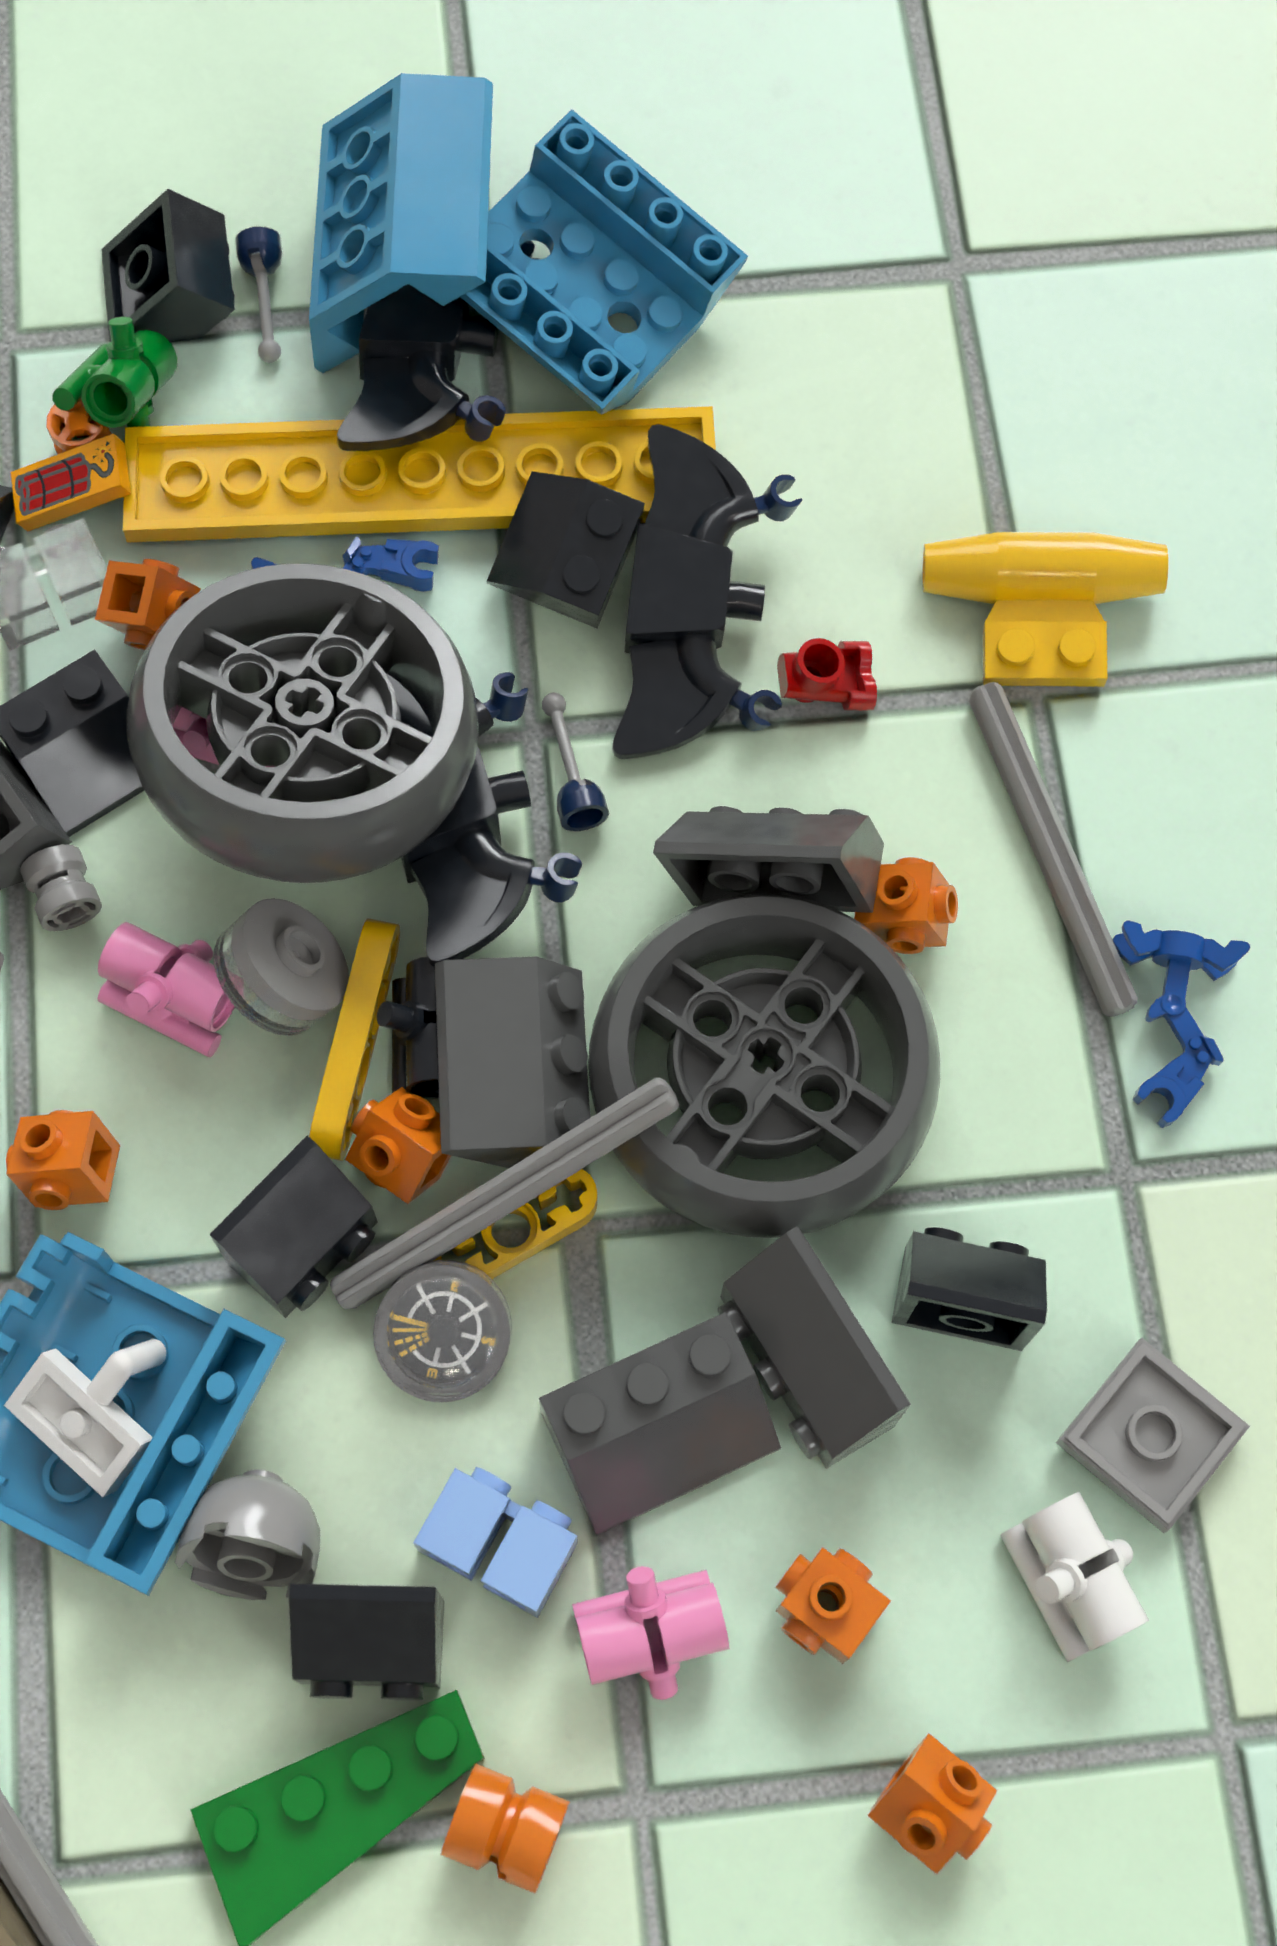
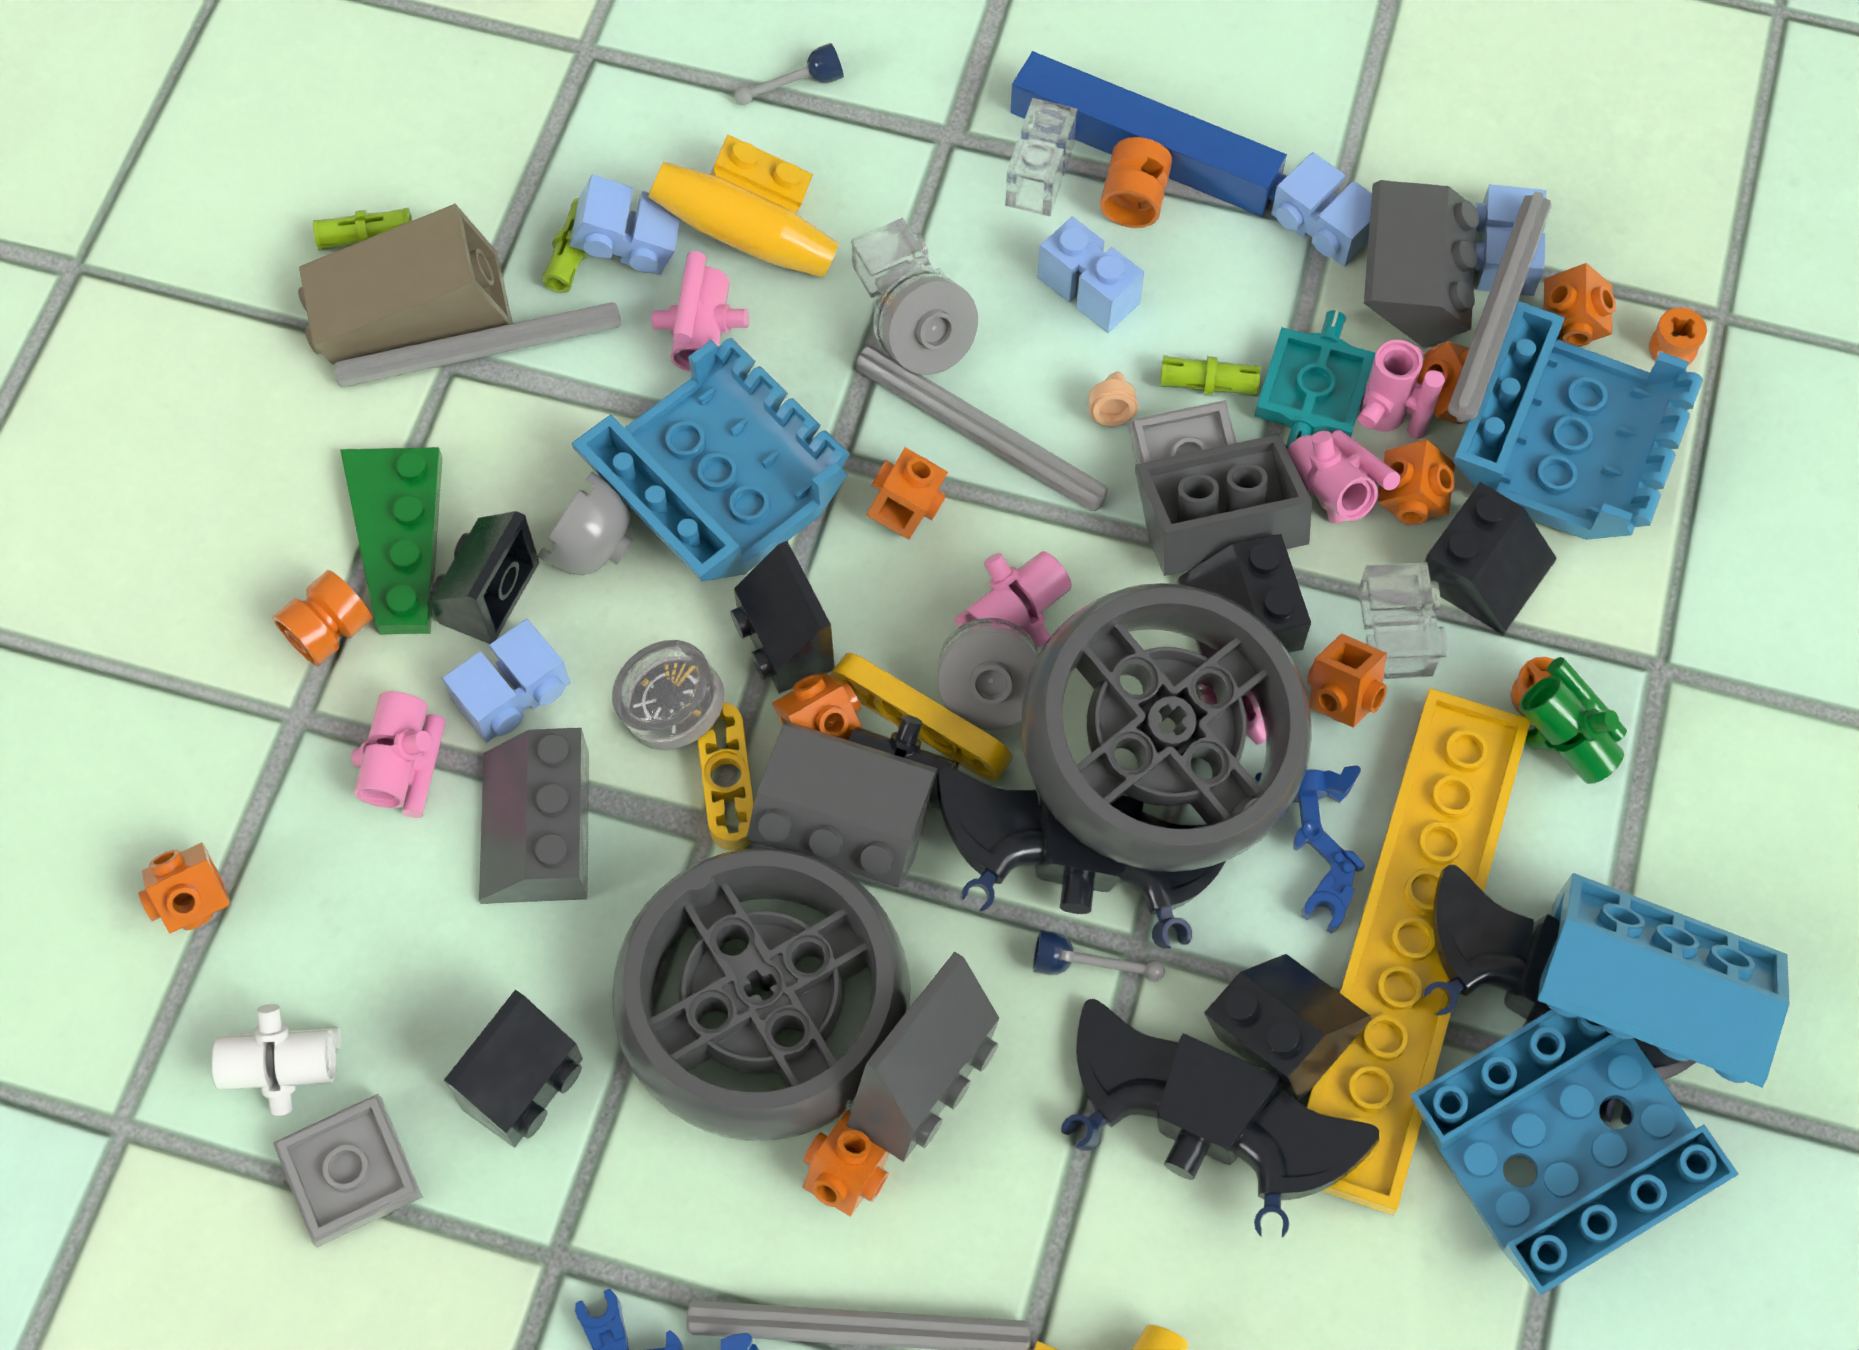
camera: 115 degrees right, 5 degrees down
(60, 886) = (1115, 556): light grey wheel -> none
(70, 482) = (1490, 665): tile -> none
(80, 1416) = (714, 444): white plate -> none
(170, 269) = (1683, 804): black slope -> none
(260, 255) = (1685, 884): hinge -> none
(505, 1192) = (738, 762): light grey axle -> none
(812, 1350) = (526, 938): dark grey slope -> none
(829, 674) = (1085, 1217): red plate -> none
(856, 1603) = (349, 875): orange brick -> none

